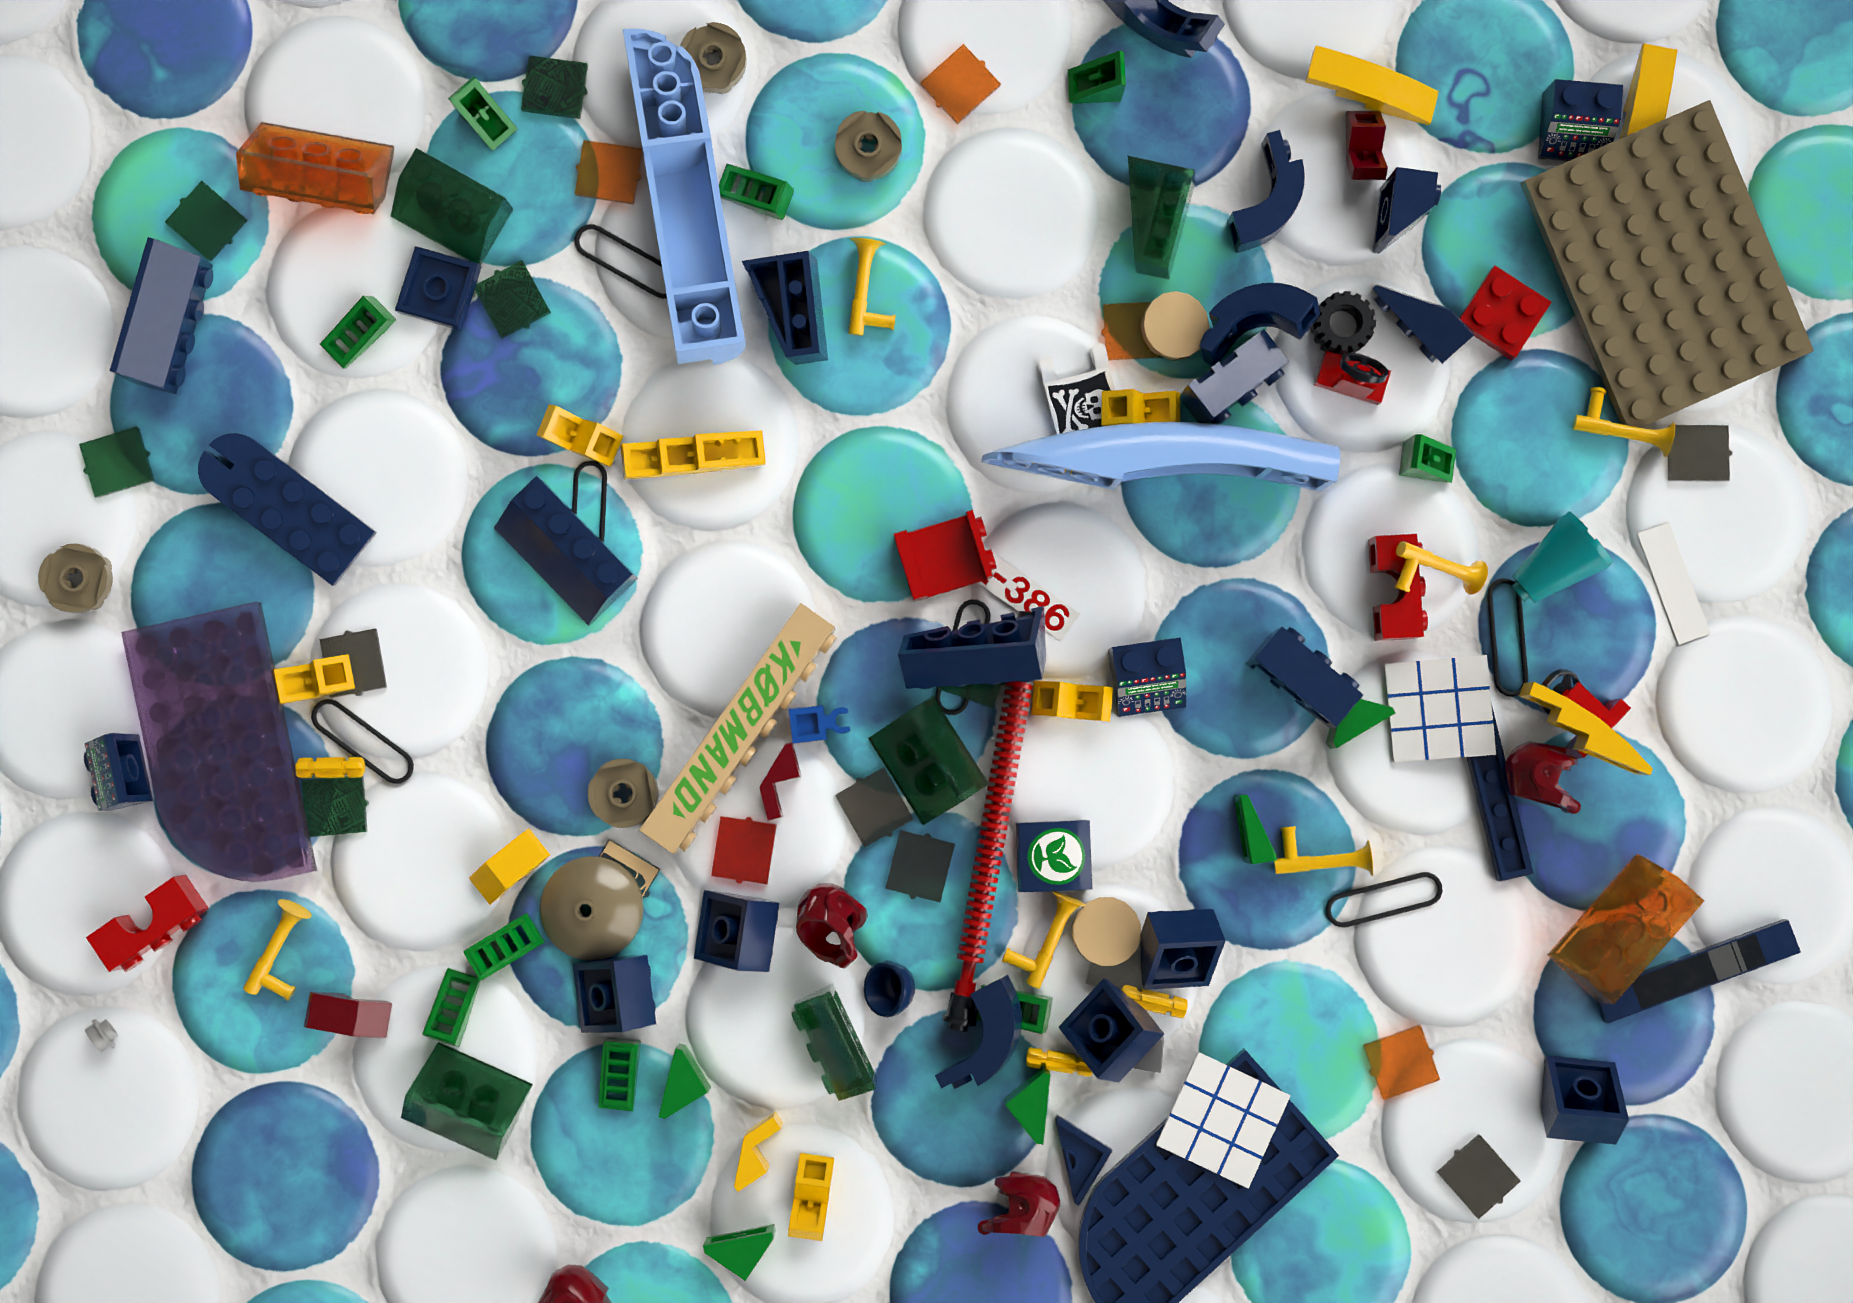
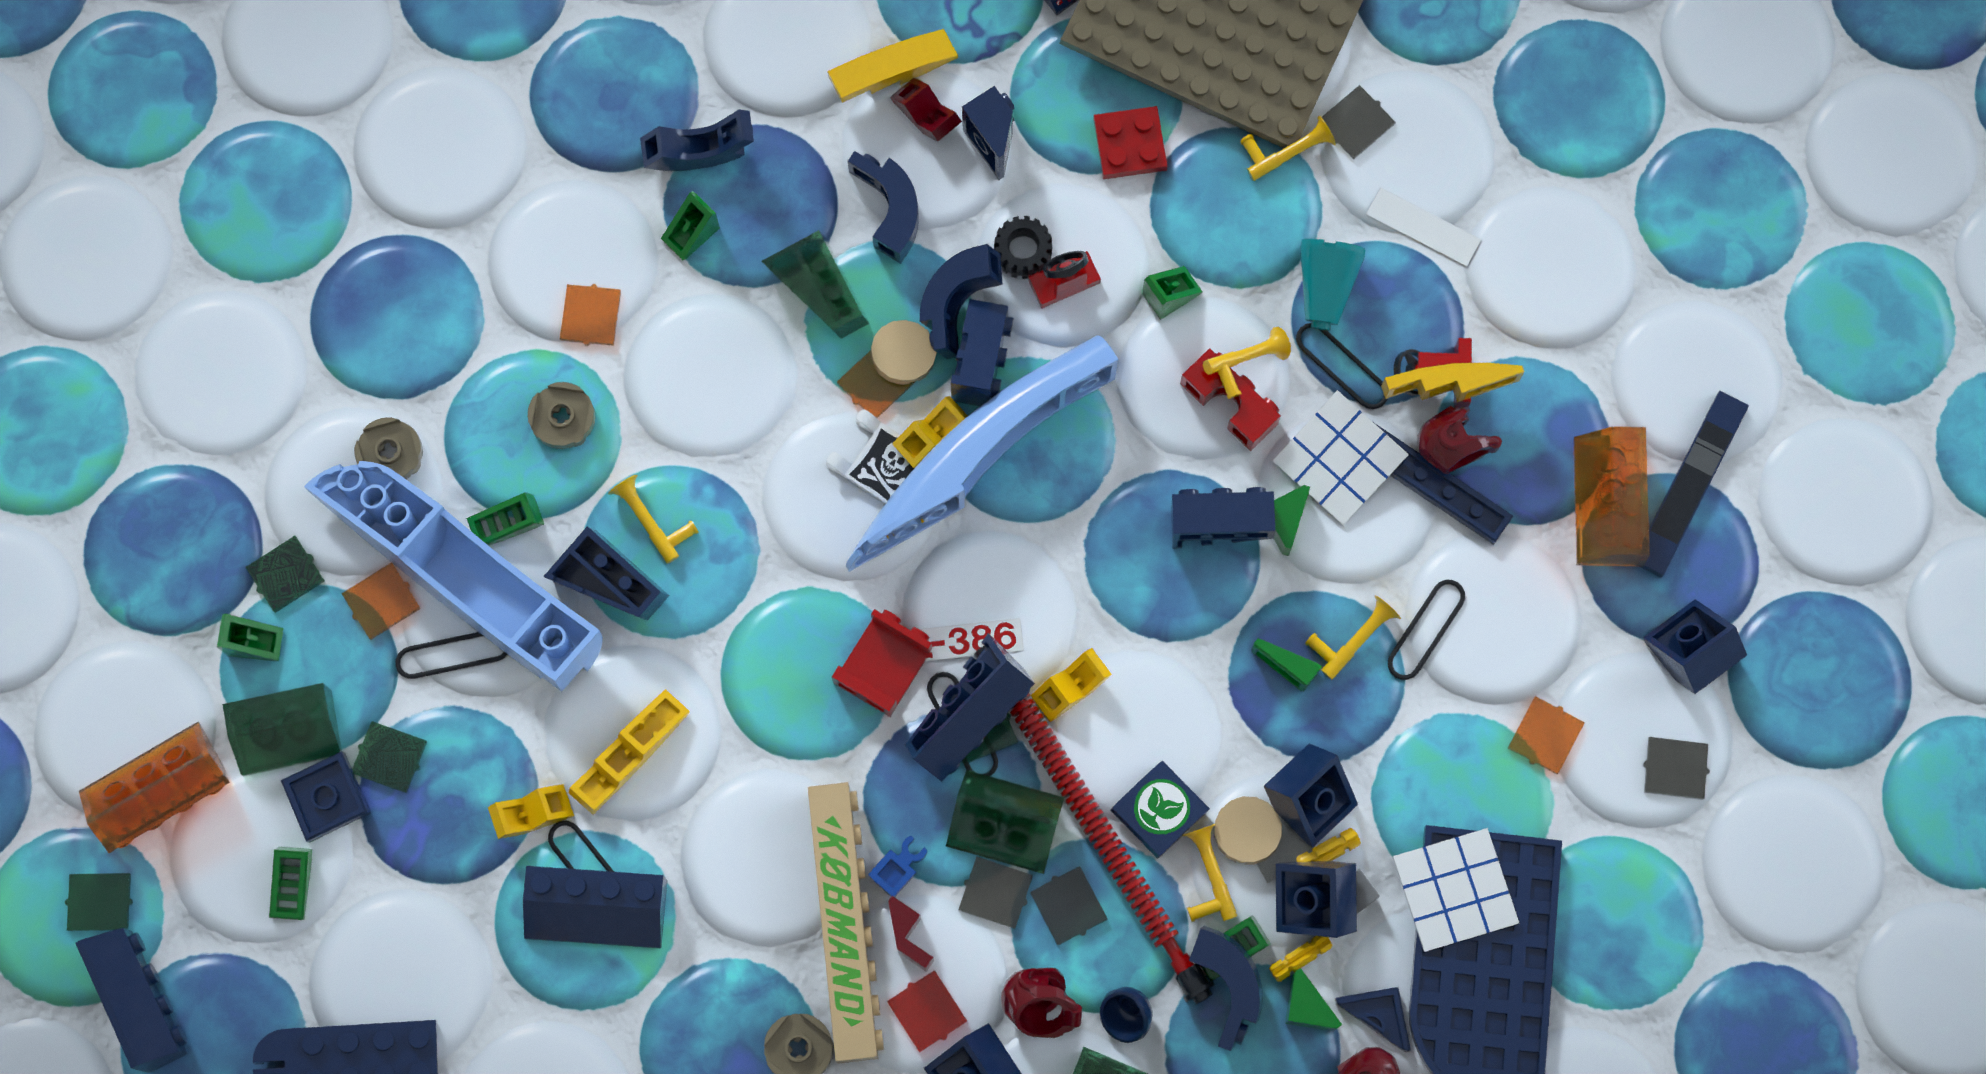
camera: 35 degrees left, 10 degrees down
(1148, 676) = (1110, 618): dark blue slope -> none
(1431, 323) = (1088, 192): dark blue slope -> none

